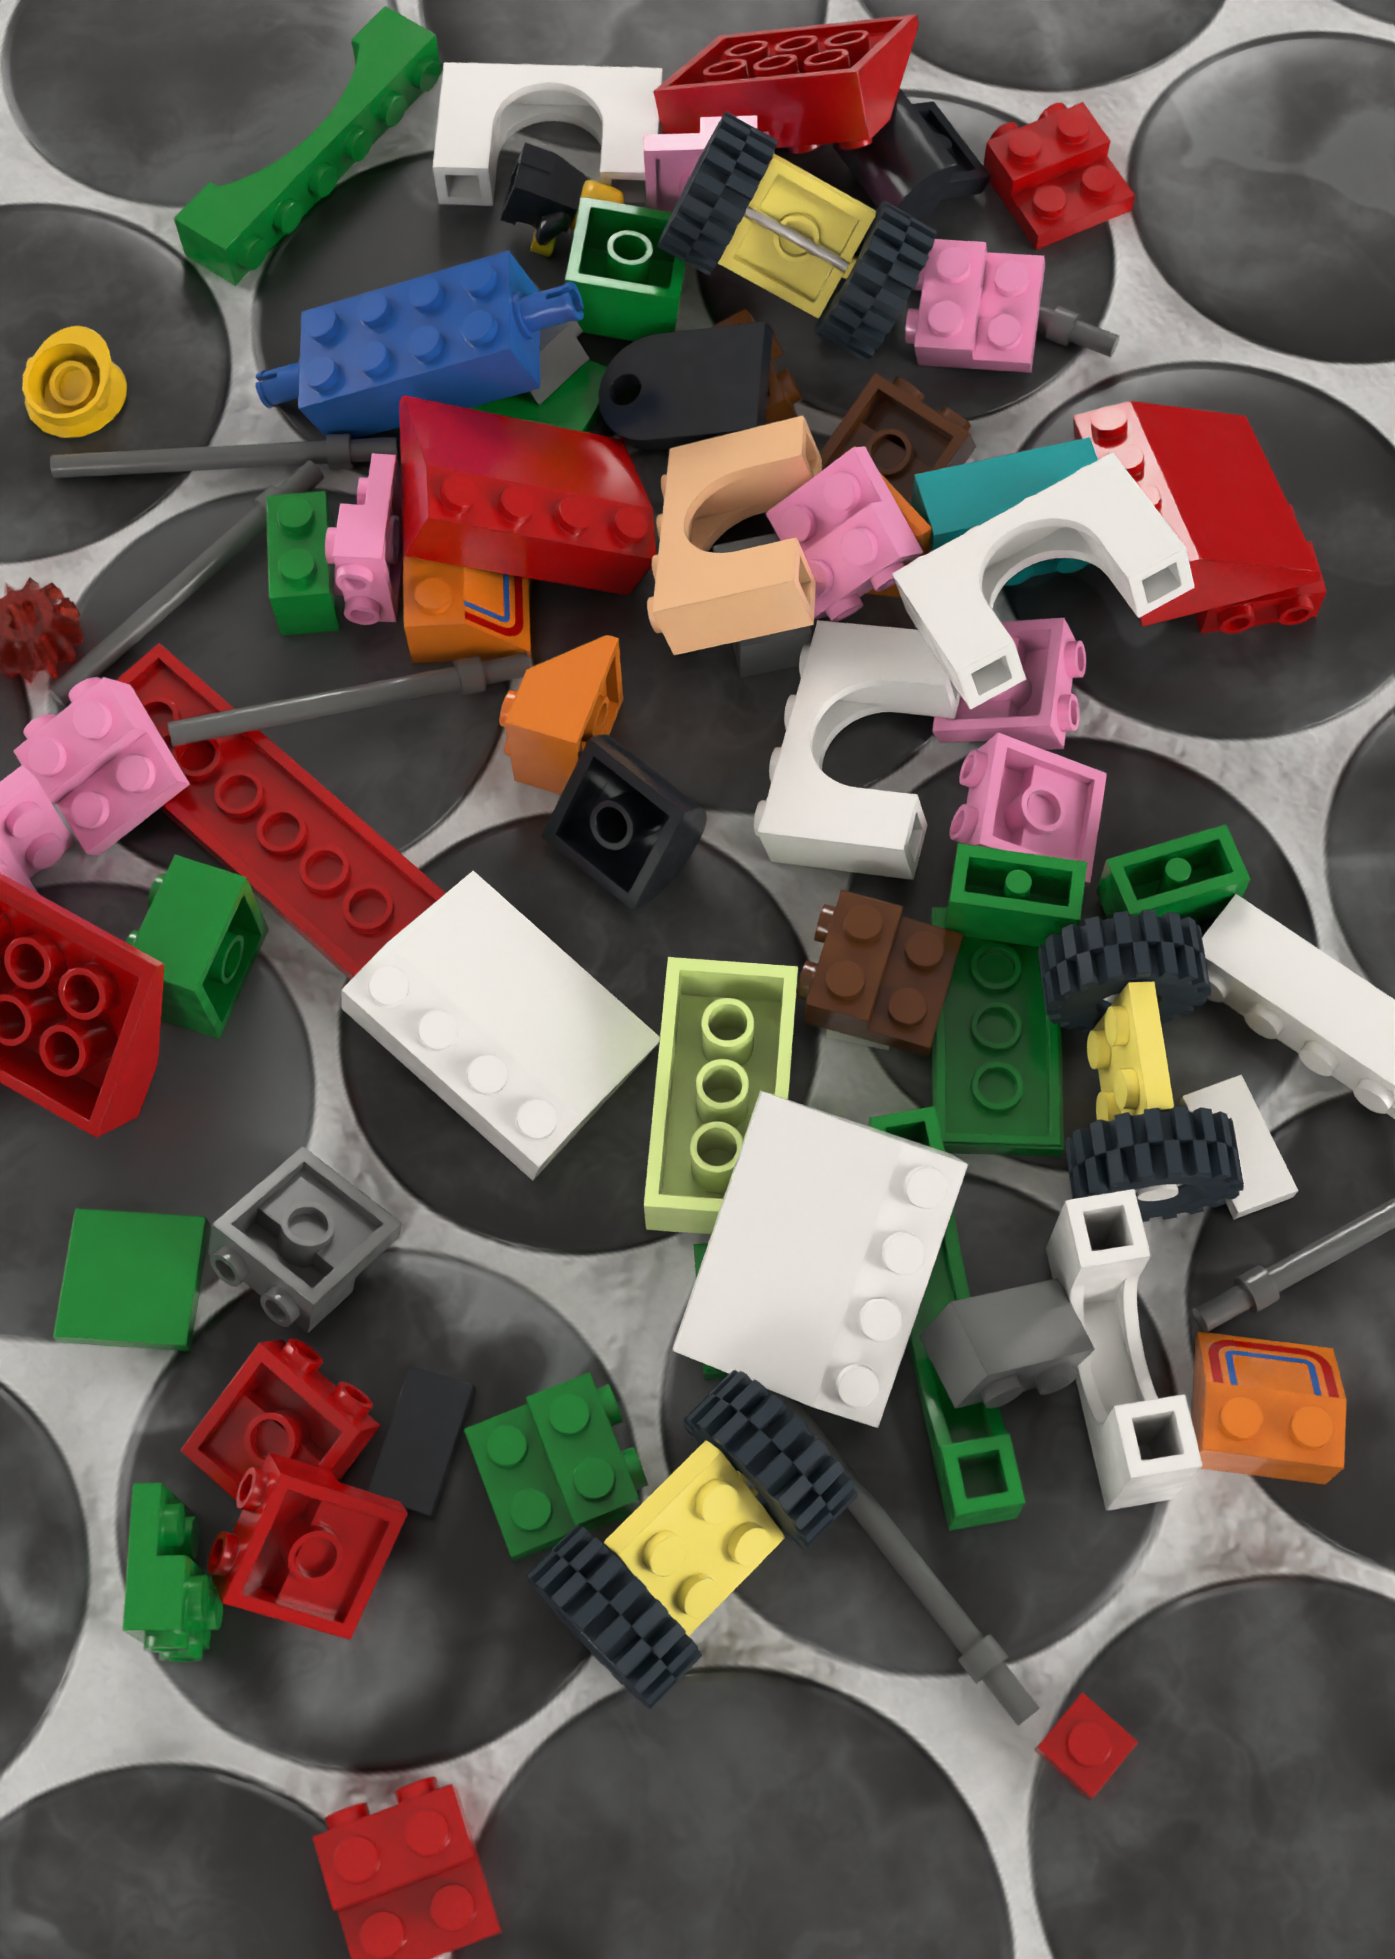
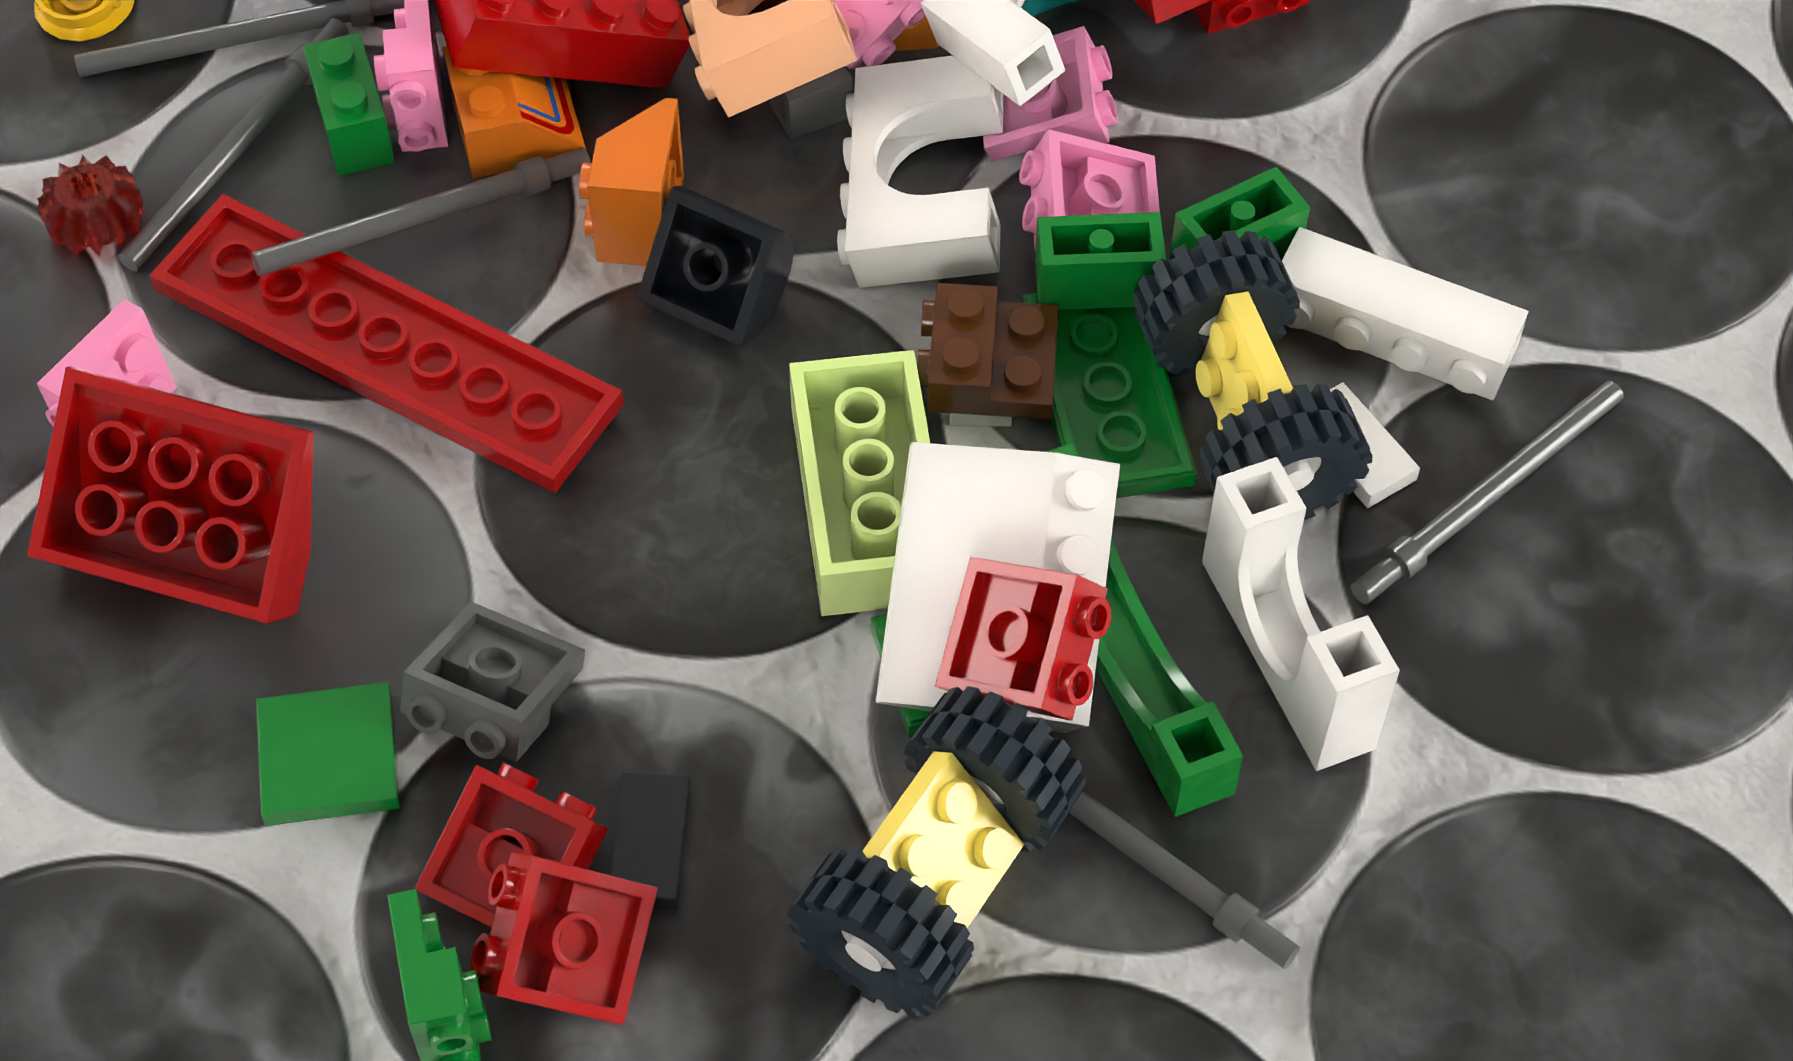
camera: 15 degrees left, 10 degrees down
(101, 762) = (196, 300): bright pink plate -> none
(207, 937) = (343, 408): green brick -> none
(498, 1022) = (635, 460): white slope -> none
(556, 1465) = (782, 828): green plate -> none
(824, 1340) = (1025, 636): none -> plate
(1007, 1344) = (1189, 630): dark grey brick -> none
(1086, 1746) = (1350, 974): red plate -> none
(1268, 1408) = (1451, 657): orange slope -> none

